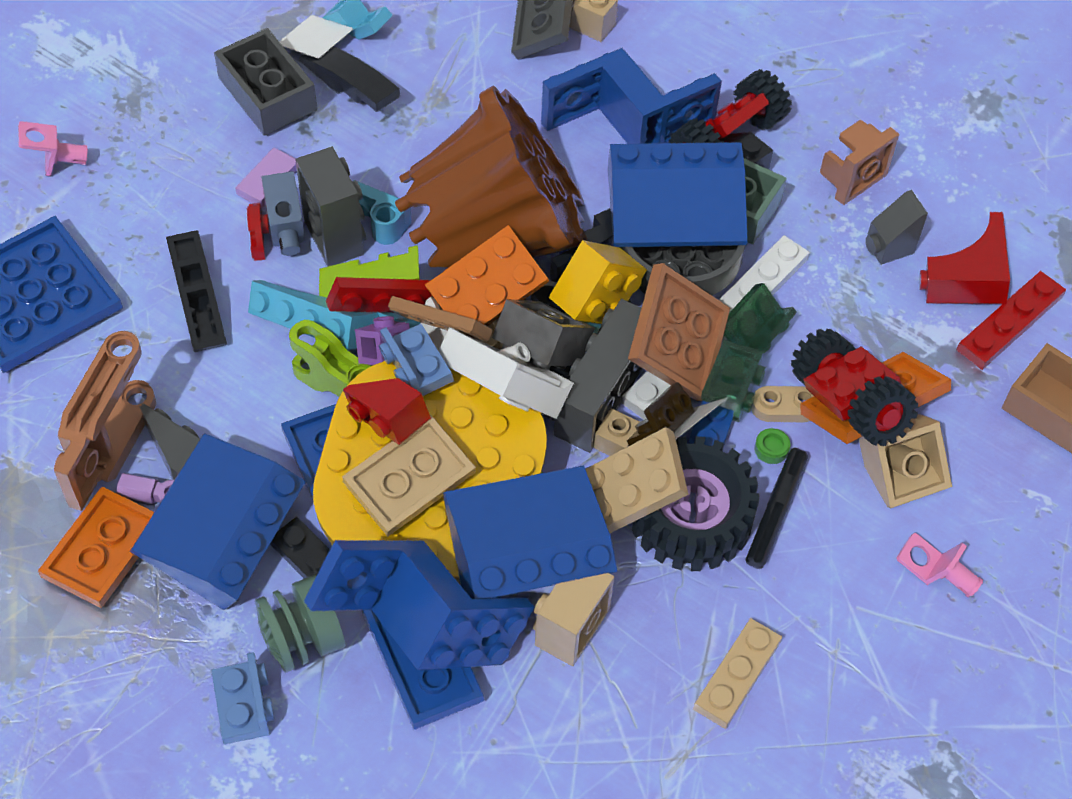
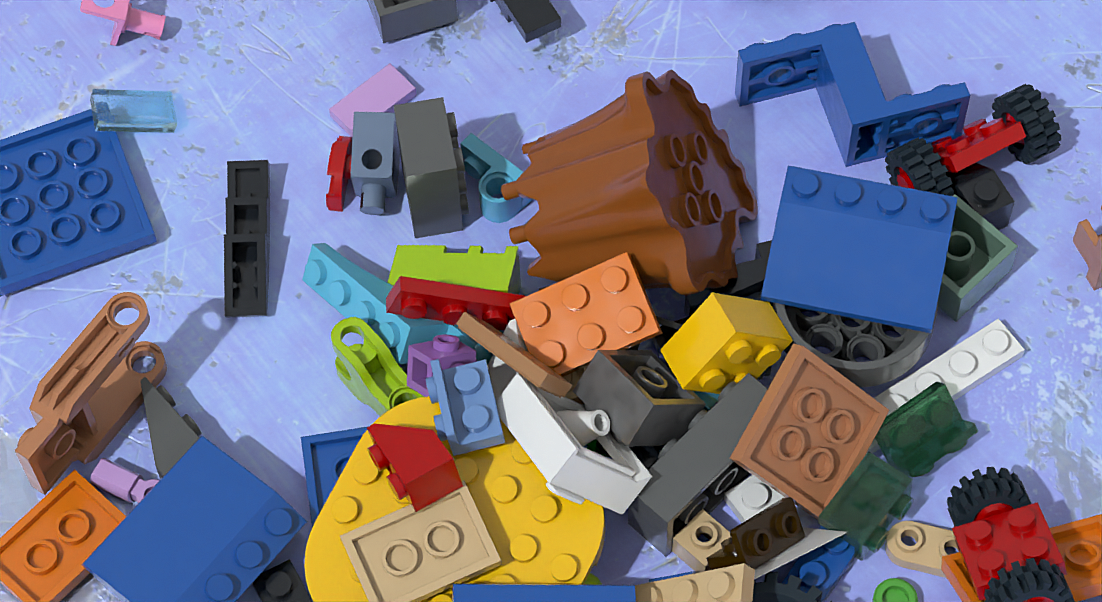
camera: 20 degrees right, 5 degrees up
(79, 216) = (133, 111): none -> clear light blue tile

